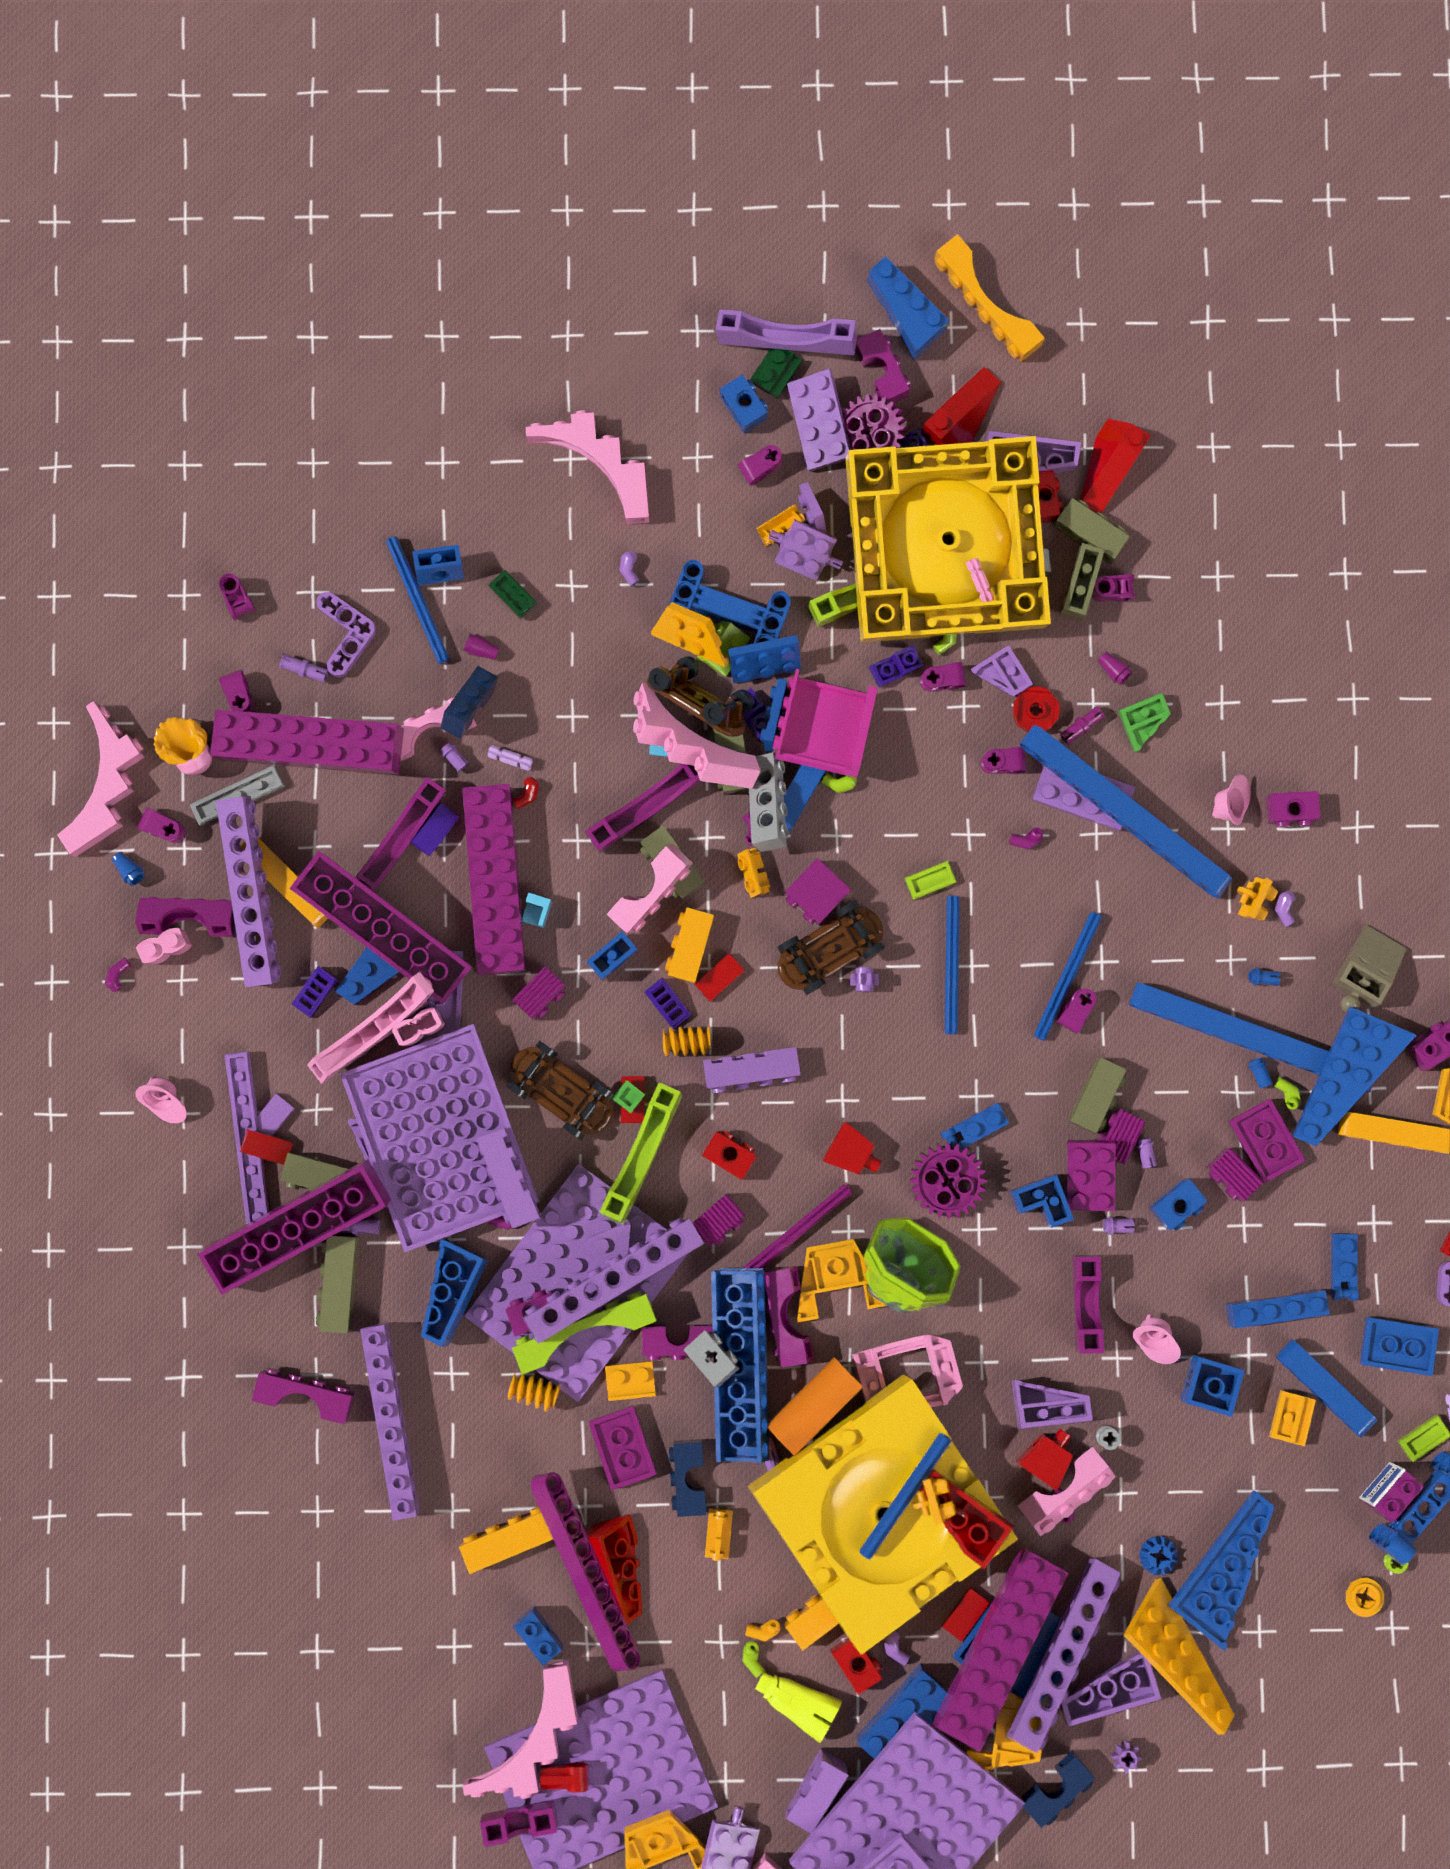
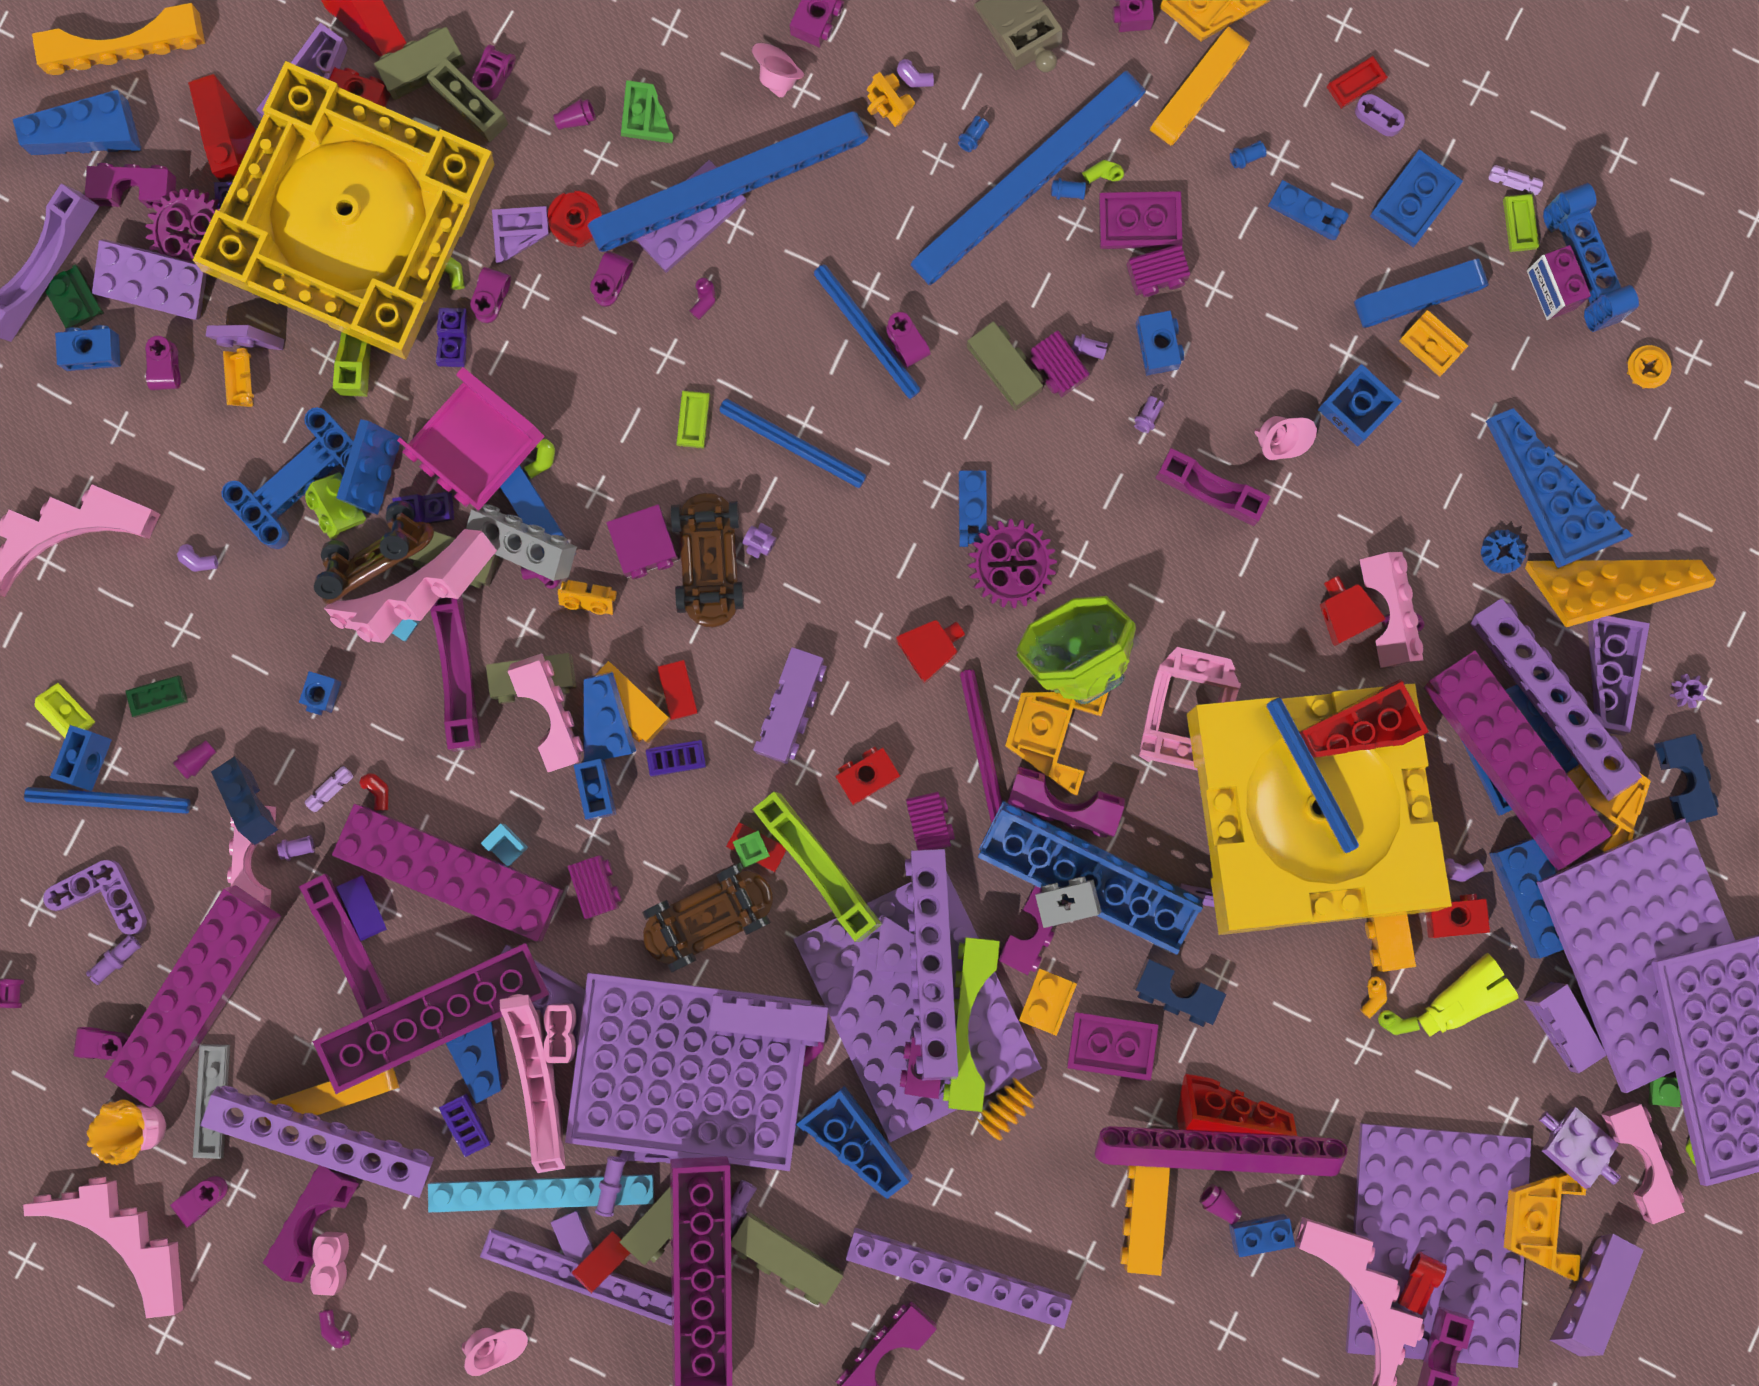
camera: 55 degrees left, 0 degrees up
(128, 869) = (226, 1259): blue cone -> none
(294, 1074) = (534, 1193): none -> medium azure plate
(325, 1124) = (610, 1186): none -> medium lavender pin
(466, 531) = (62, 710): none -> neon yellow slope
(545, 1591) = (1218, 1203): none -> magenta cone
(587, 717) = (313, 682): none -> blue brick
(667, 936) = (605, 720): none -> blue wing
(686, 1041) = (725, 758): light orange piece -> none
(690, 632) = (297, 529): light orange wing -> none
(718, 1534) = (1252, 991): light orange hinge -> none
(773, 714) = (431, 488): blue plate -> none
(805, 549) = (277, 365): medium lavender plate -> none
(814, 1406) = (1172, 822): orange brick -> none
(933, 1489) = (1320, 741): light orange hips -> none
(965, 1614) = (1463, 779): red tile -> none
(980, 580) = (406, 199): bright pink axle -> none
(1044, 1194) = (1081, 469): blue brick -> none
(1047, 1406) = (1295, 584): medium lavender wedge -> none
(1082, 725) = (616, 179): magenta pin -> none
(1091, 1175) = (1083, 414): magenta plate -> none
(1103, 1432) = (1350, 539): light grey bush -> none
(1277, 1309) = (1316, 299): blue arch -> none
(1353, 1064) = (1106, 86): blue wing -> none
(1360, 1195) = (1248, 154): none -> blue pin
(1397, 1570) = (1626, 326): lime bush -> none

